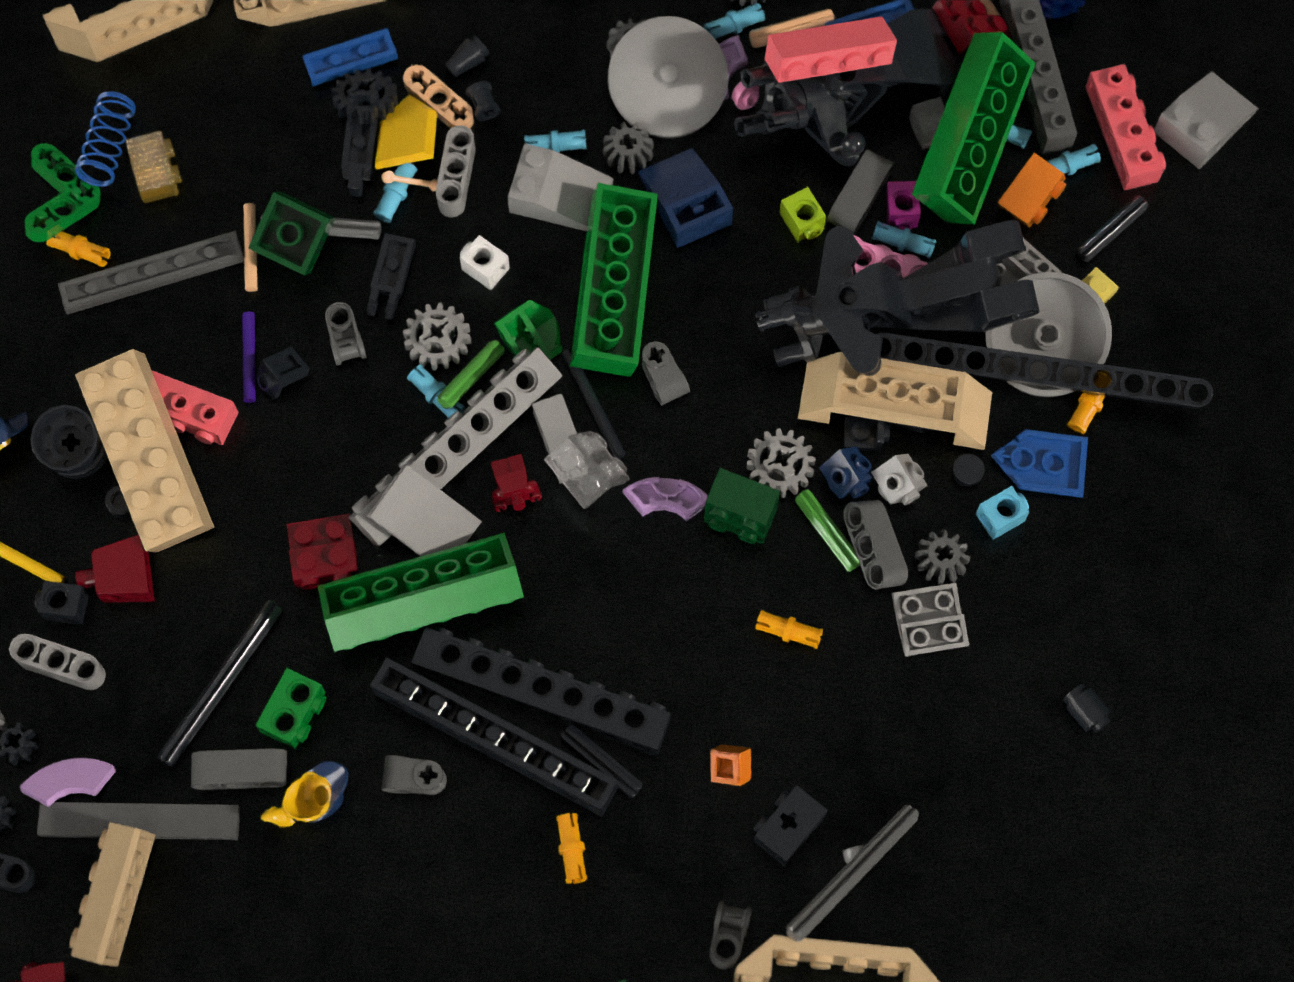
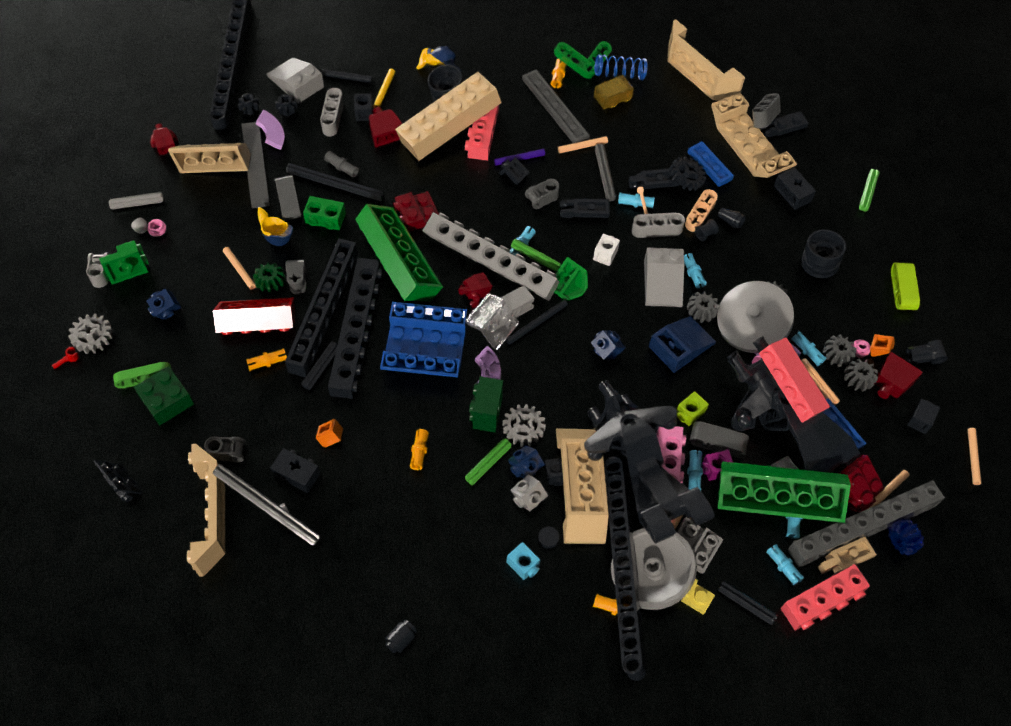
camera: 75 degrees right, 10 degrees down
(185, 664) = (341, 164): none -> dark grey pin
(291, 233) = (592, 153): dark green brick -> none
(367, 876) = (239, 268): none -> light nougat piece
(395, 821) = (269, 277): none -> dark green gear
(406, 134) = (672, 196): yellow tile -> none
(422, 514) = (444, 246): light grey tile -> none
(435, 349) = (554, 233): light grey gear -> none
(478, 856) = (254, 315): none -> slope
(600, 585) = (425, 339): none -> blue slope
(614, 280) = (613, 311): green brick -> none
(664, 377) = (564, 351): dark grey piece -> none
(668, 304) = (607, 344): none -> dark blue brick
(875, 544) = (483, 487): dark grey beam -> none
(930, 619) = (443, 530): light grey slope -> none
(936, 547) = (481, 522): dark grey gear -> none
(1032, 191) = (754, 541): orange brick -> none
(1045, 462) = (566, 585): blue tile -> none
(1074, 80) = (847, 555): none -> tan hinge
(1203, 119) = (854, 653): light grey slope -> none

